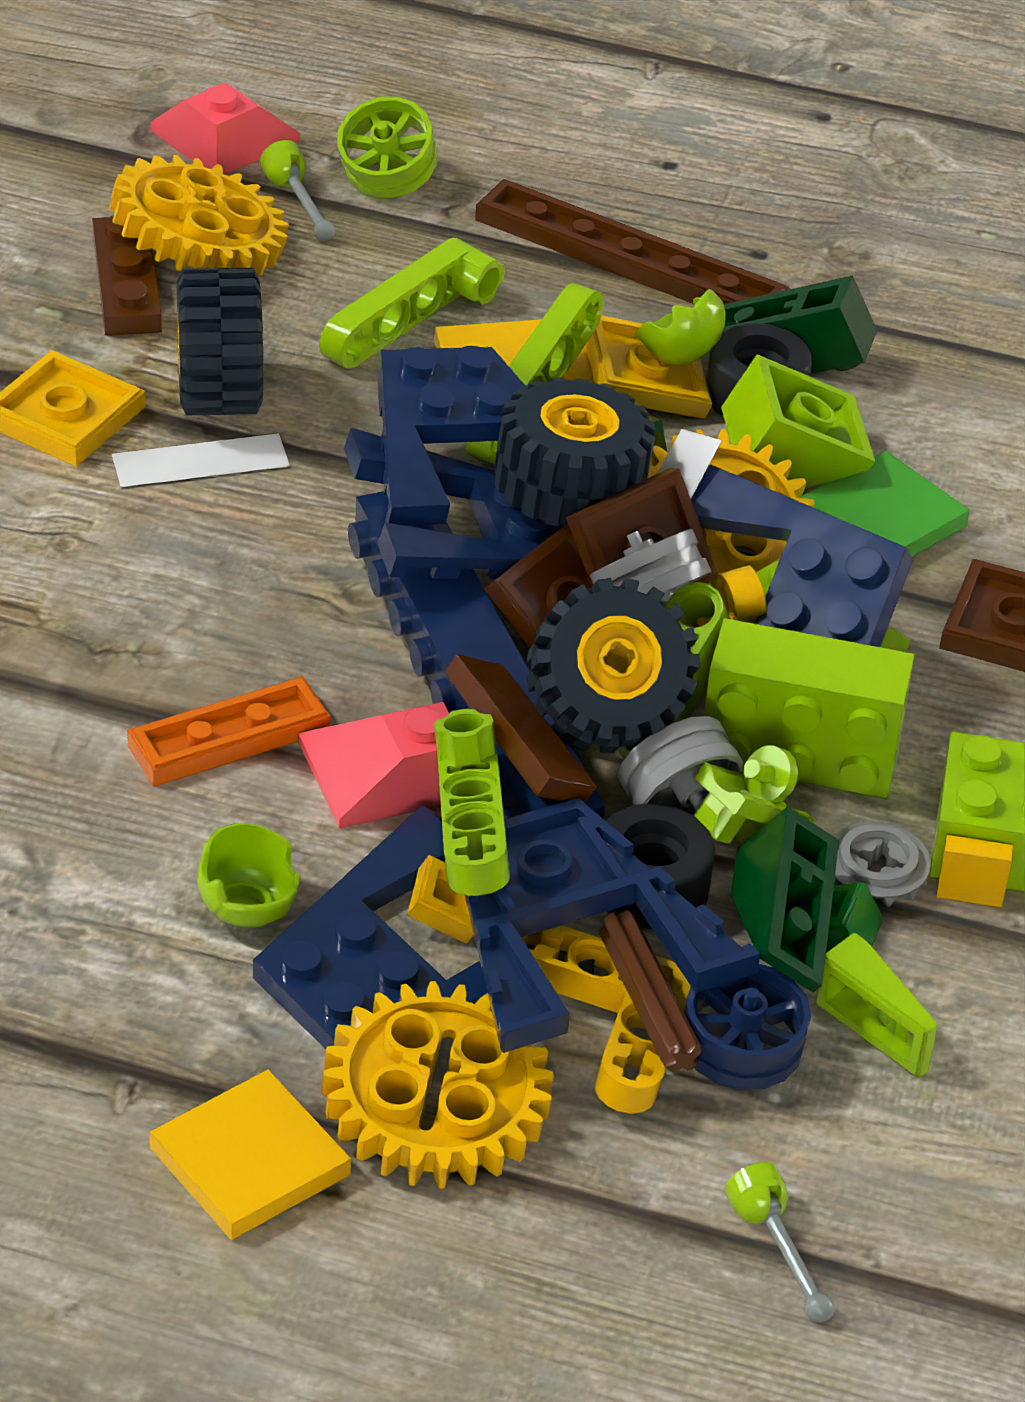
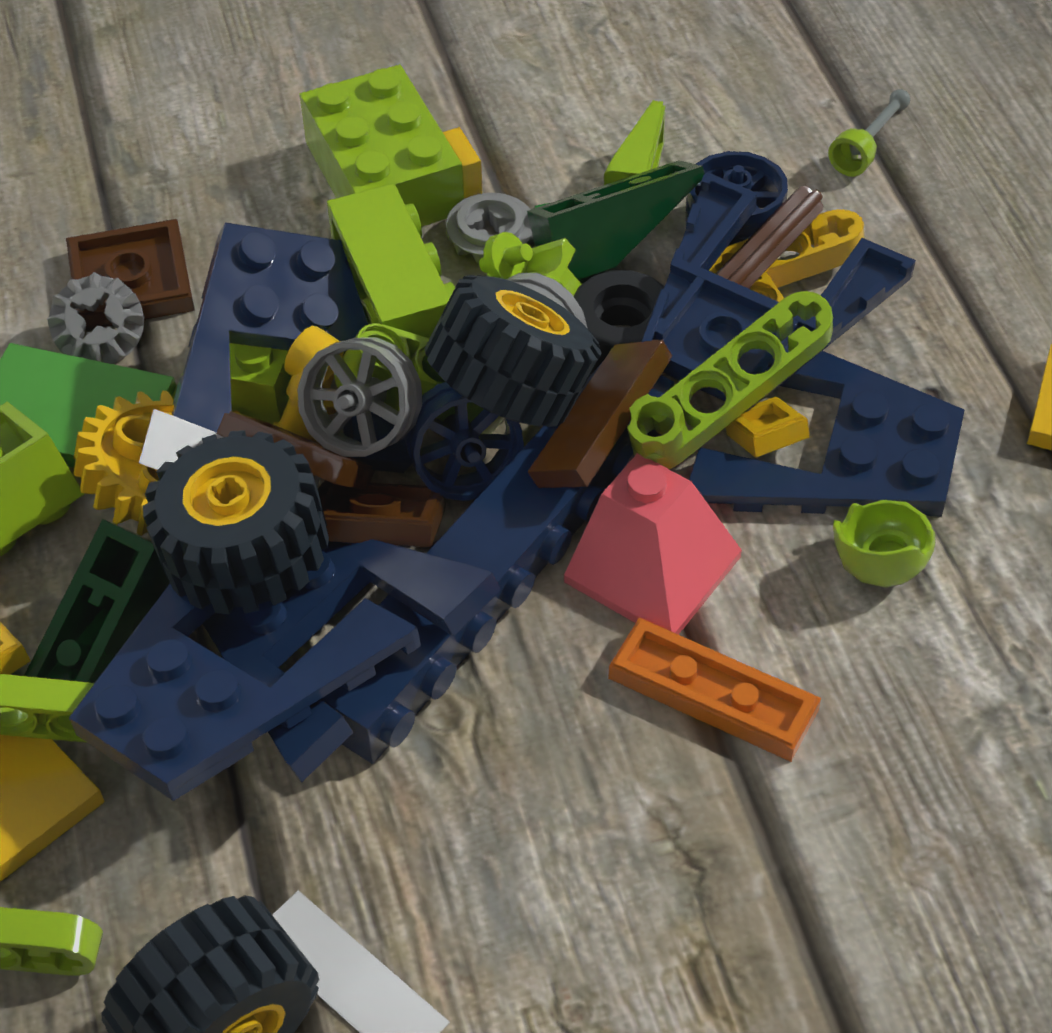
camera: 120 degrees left, 10 degrees up
(394, 1060) = (952, 335): yellow gear -> none
(953, 559) = (103, 343): none -> light grey gear

